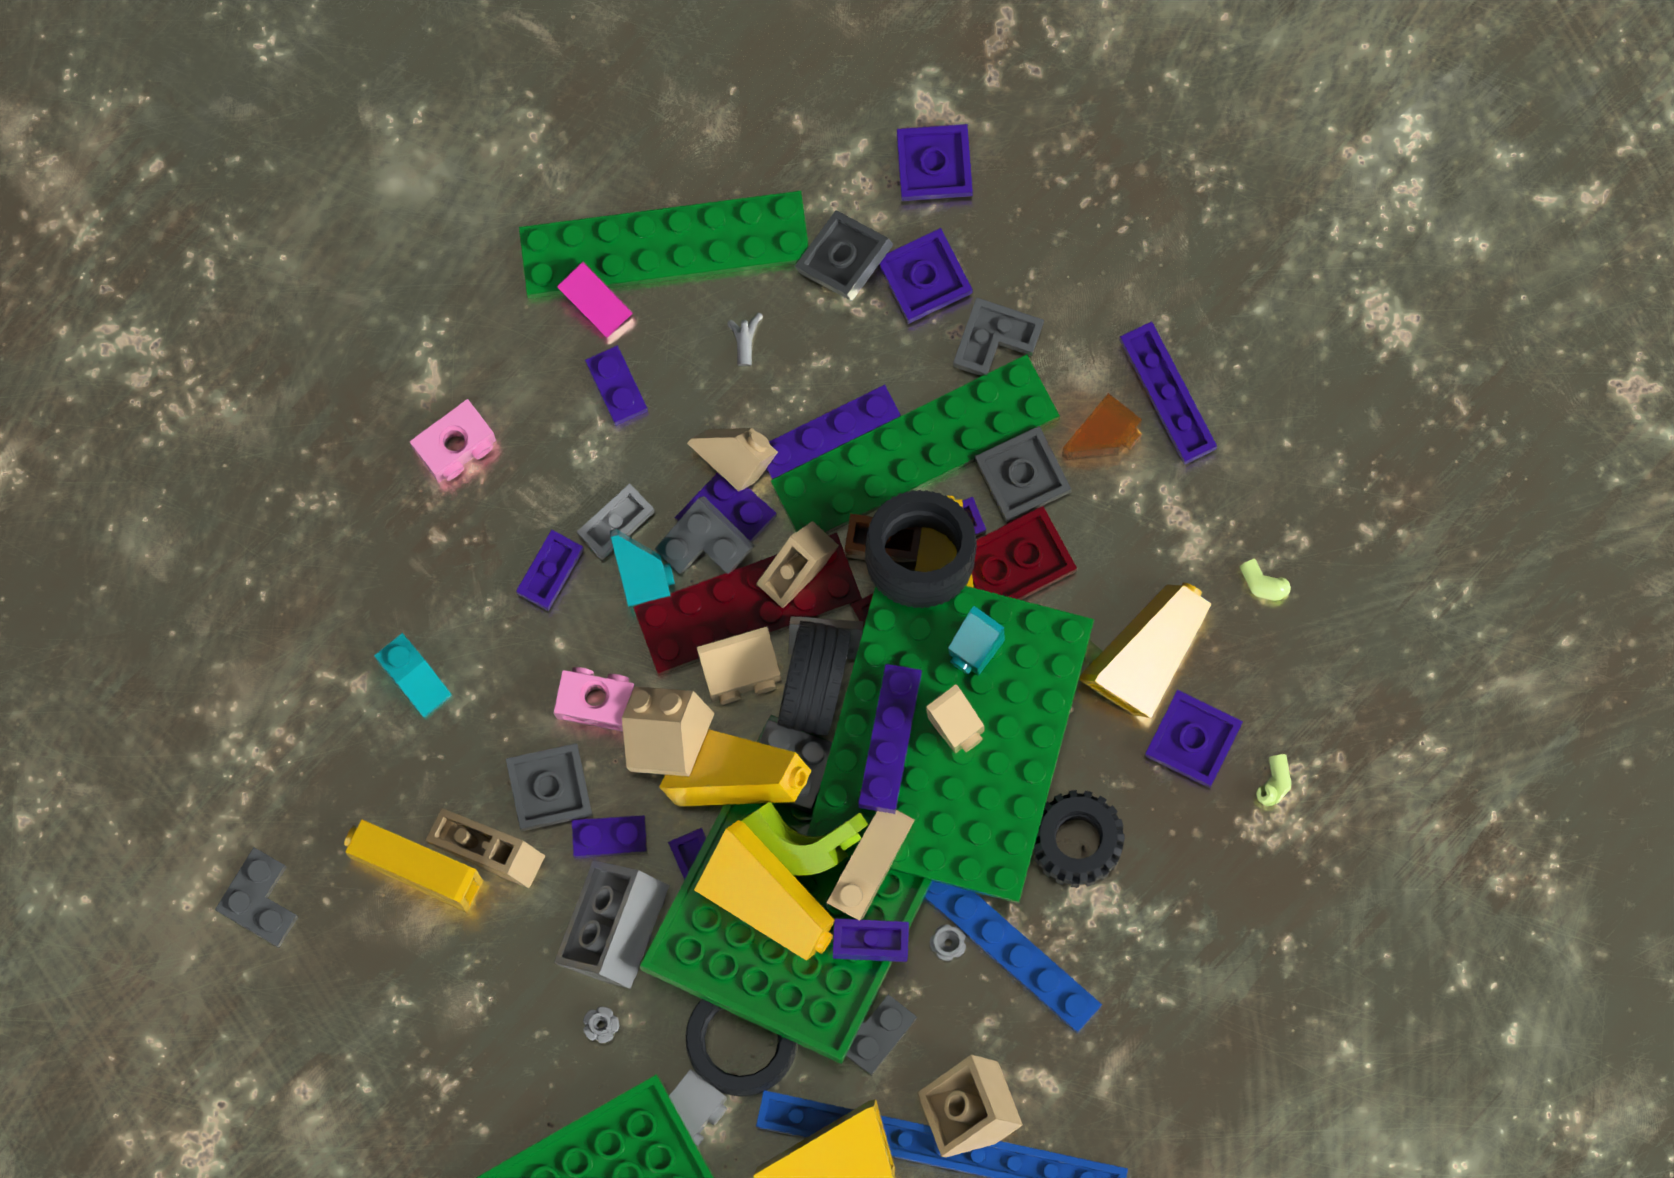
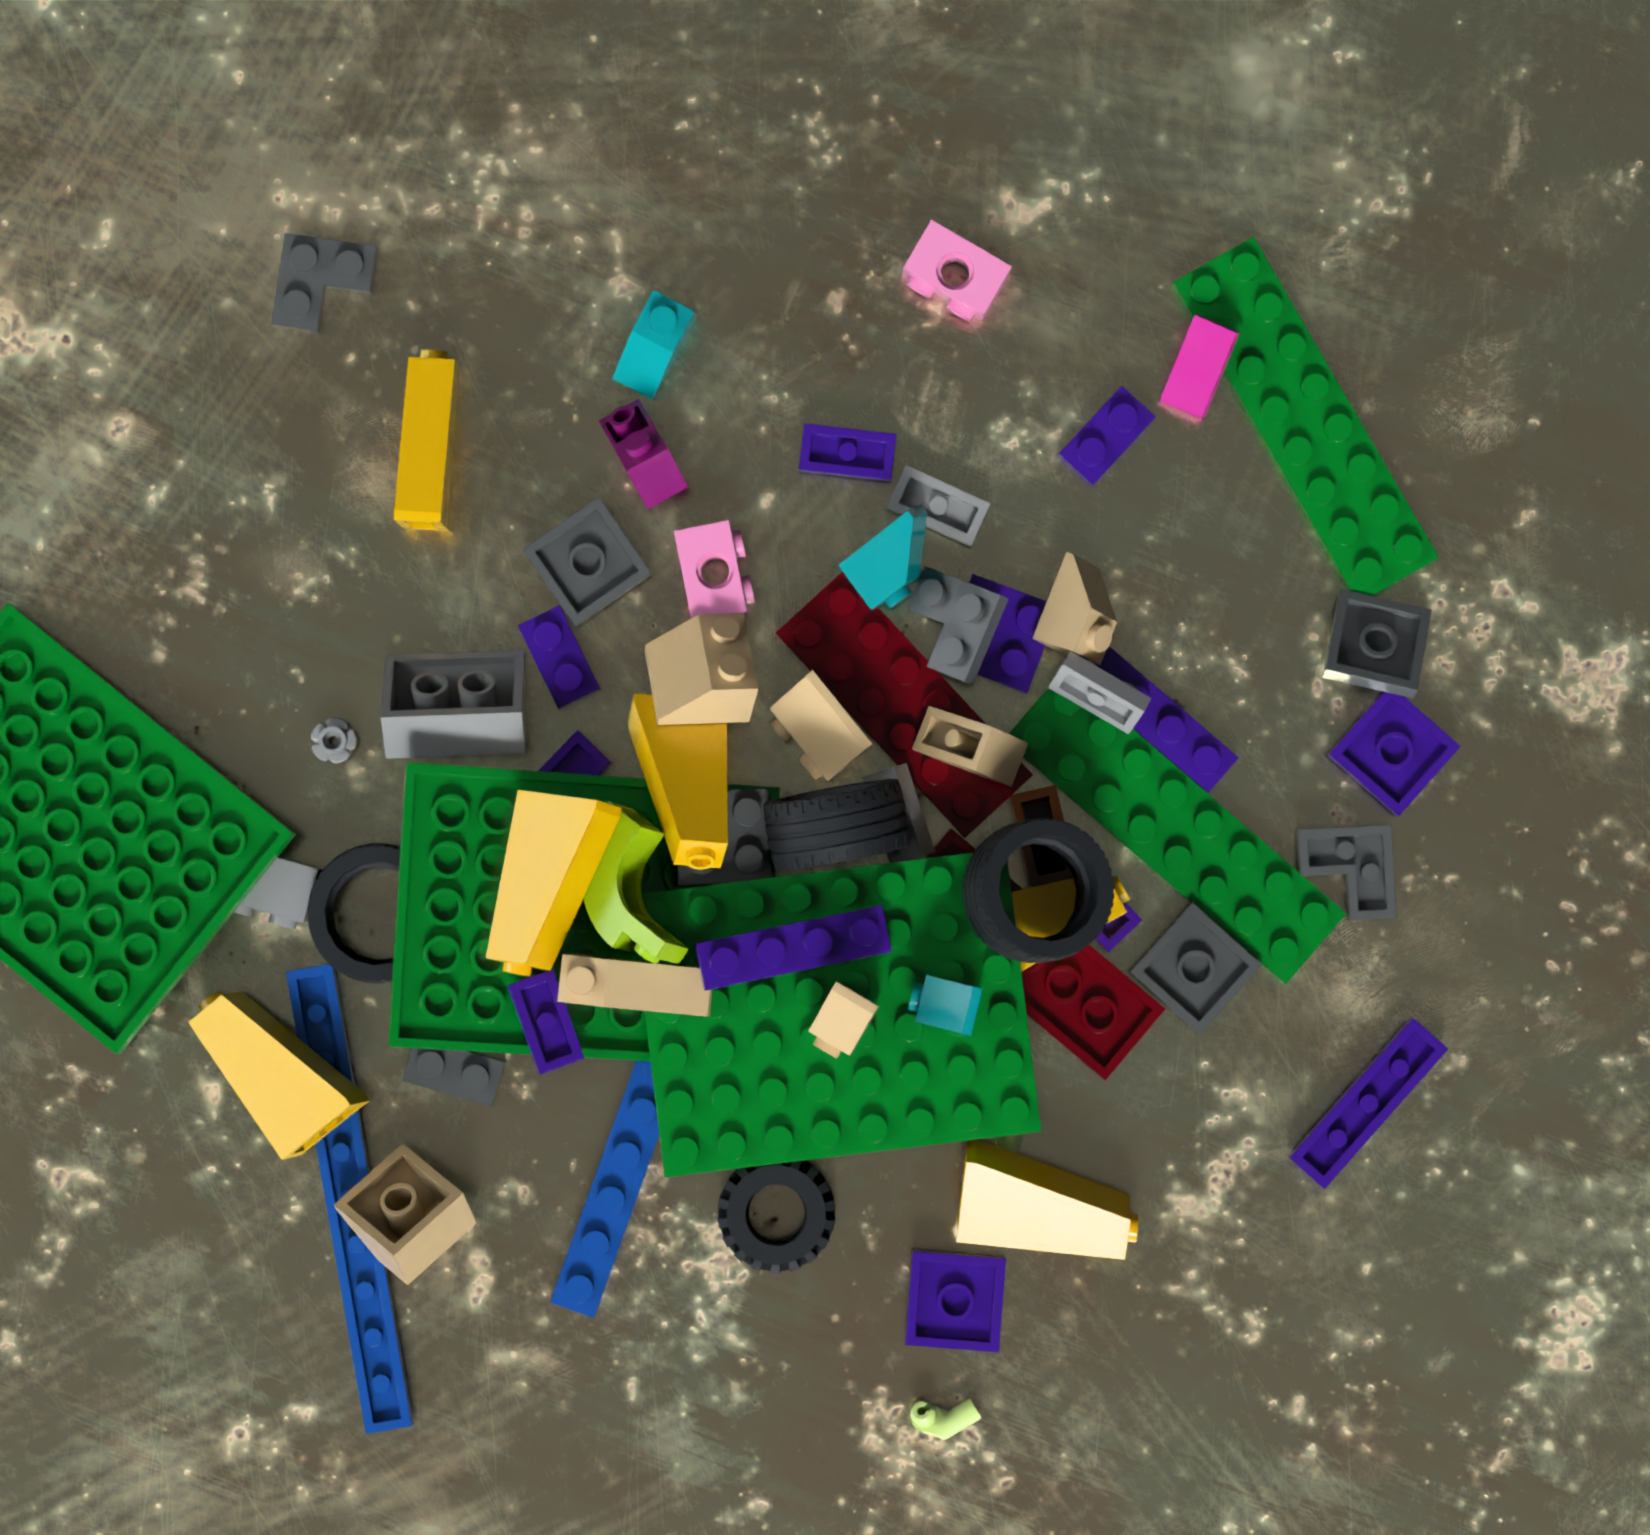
camera: 70 degrees right, 10 degrees up
(486, 847) = (484, 518): tan slope -> none
(488, 714) = (643, 453): none -> magenta slope
(744, 338) = (1227, 565): light grey bar -> none
(797, 458) = (1099, 692): none -> light grey plate
(934, 162) = (1541, 704): dark purple plate -> none
(945, 932) = (582, 1107): light grey plate -> none
(1104, 432) = (1288, 1047): clear orange slope -> none
(1264, 586) = (1176, 1310): yellowish green arm -> none

